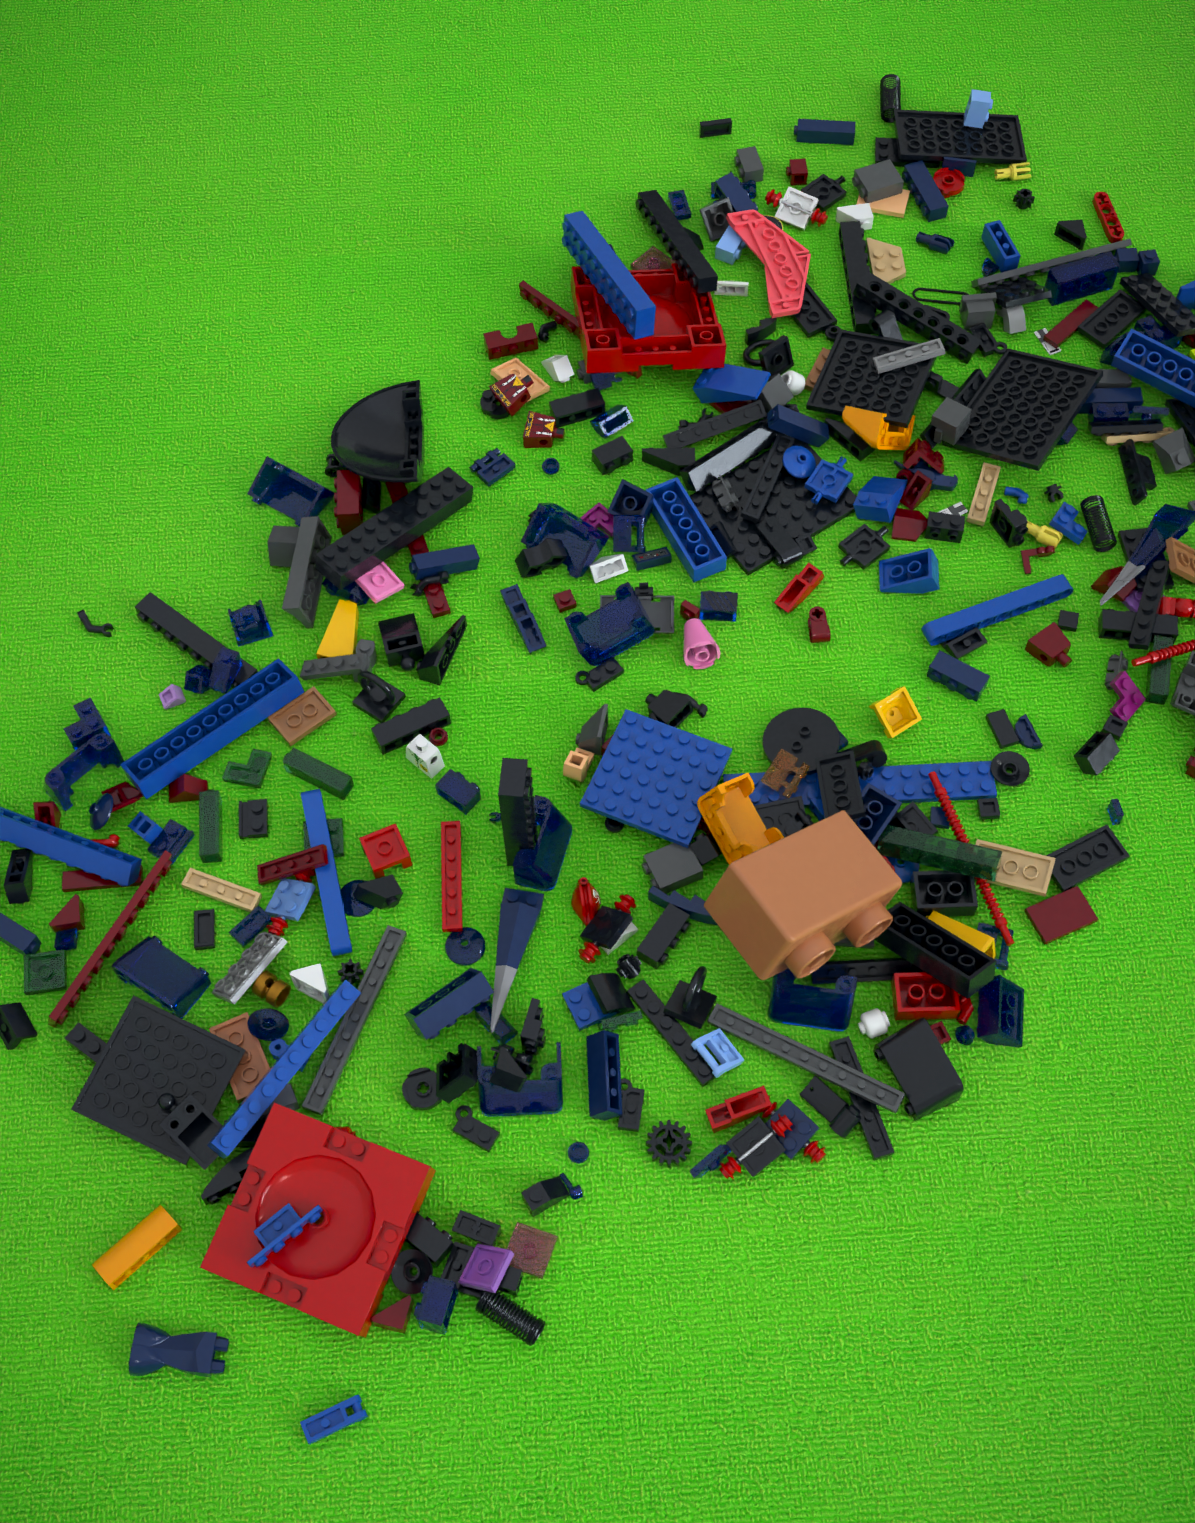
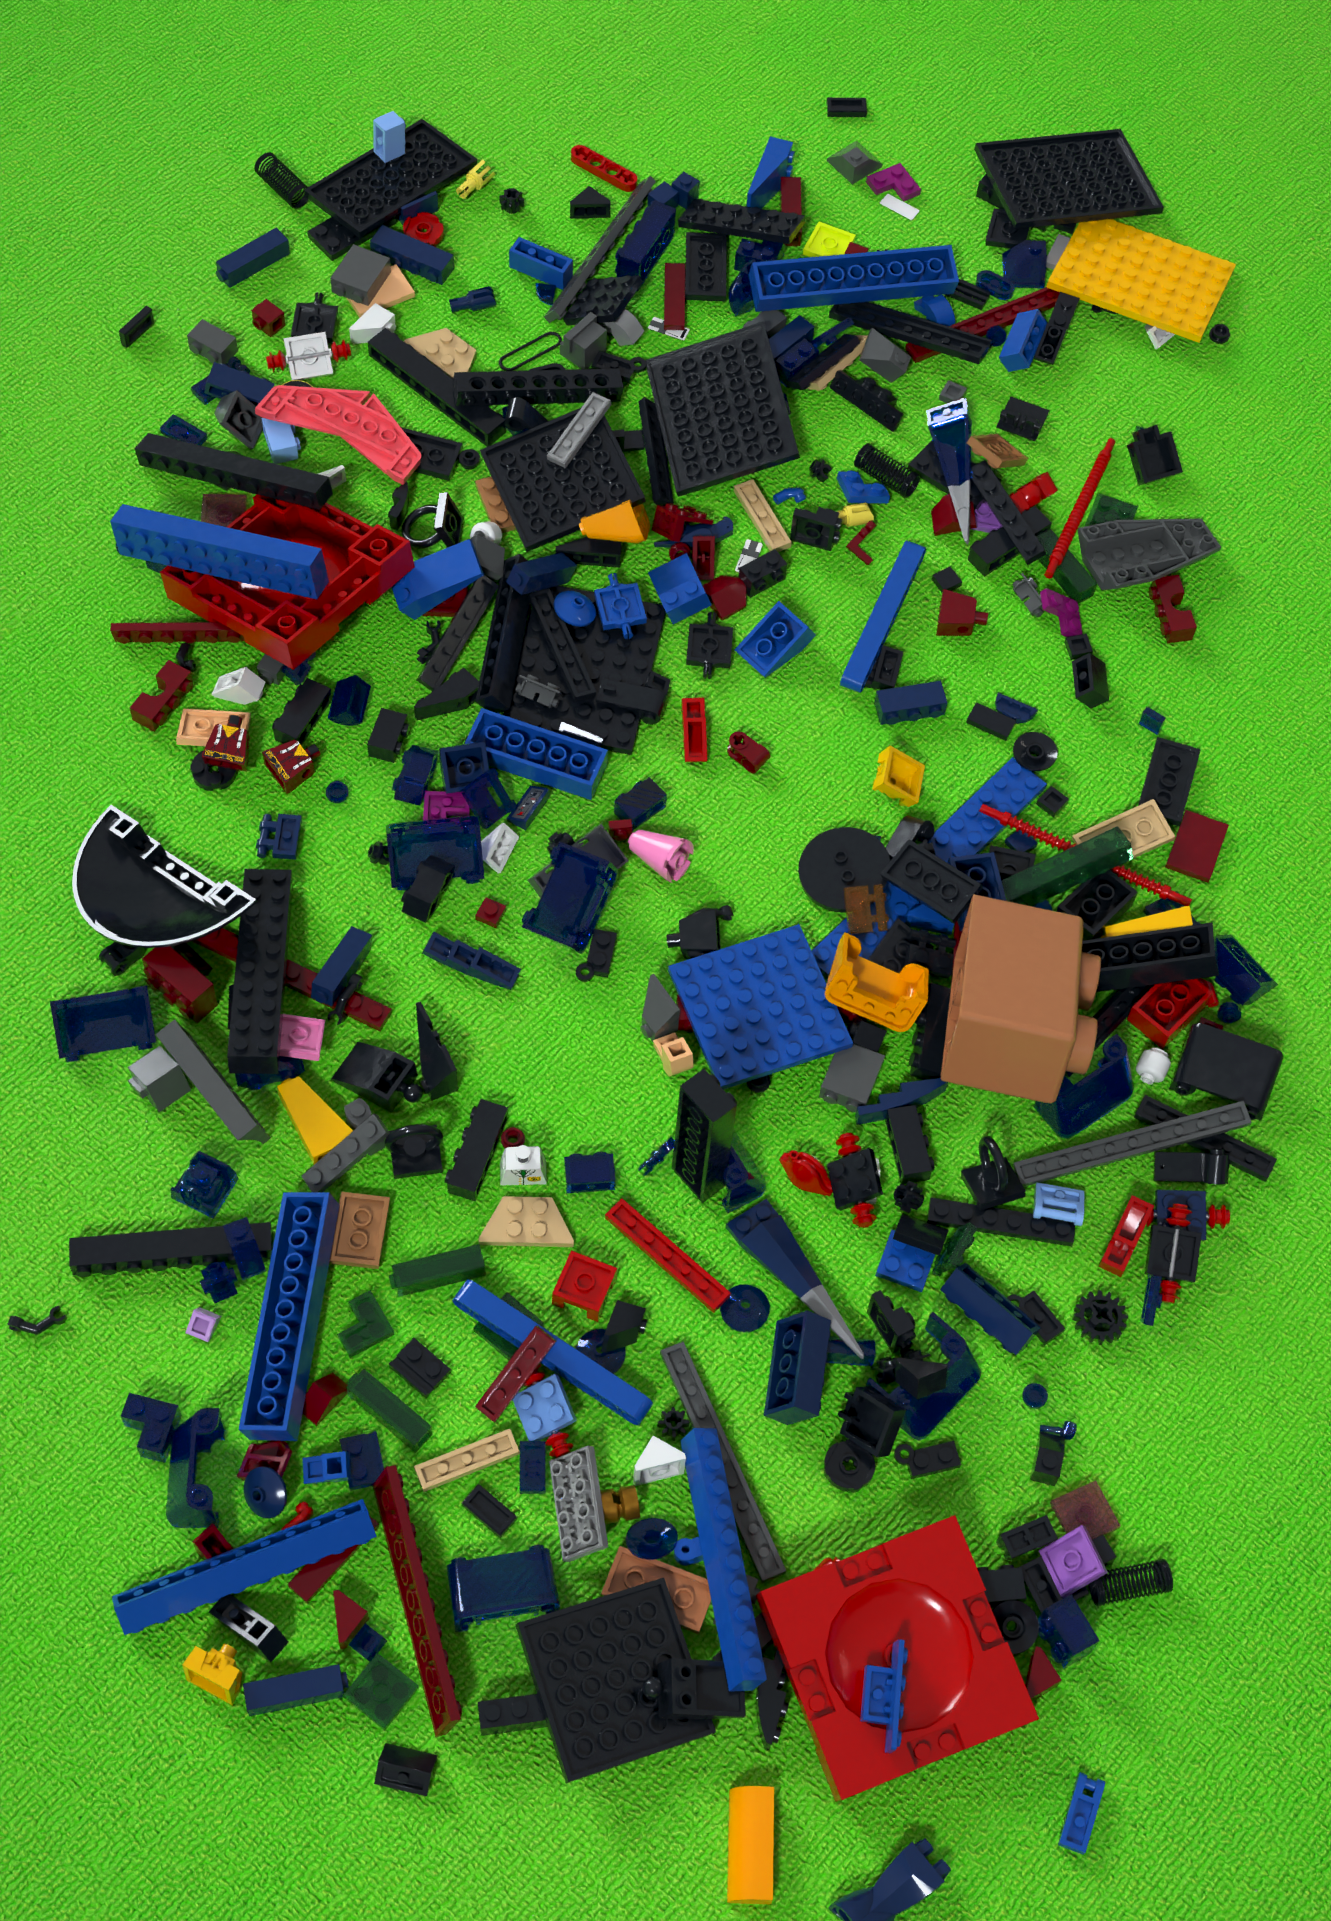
camera: 50 degrees left, 0 degrees up
(395, 790) = (526, 1223): none -> tan wing
(601, 489) = (415, 774): none -> clear blue brick
(951, 421) = (675, 467): dark grey plate -> none

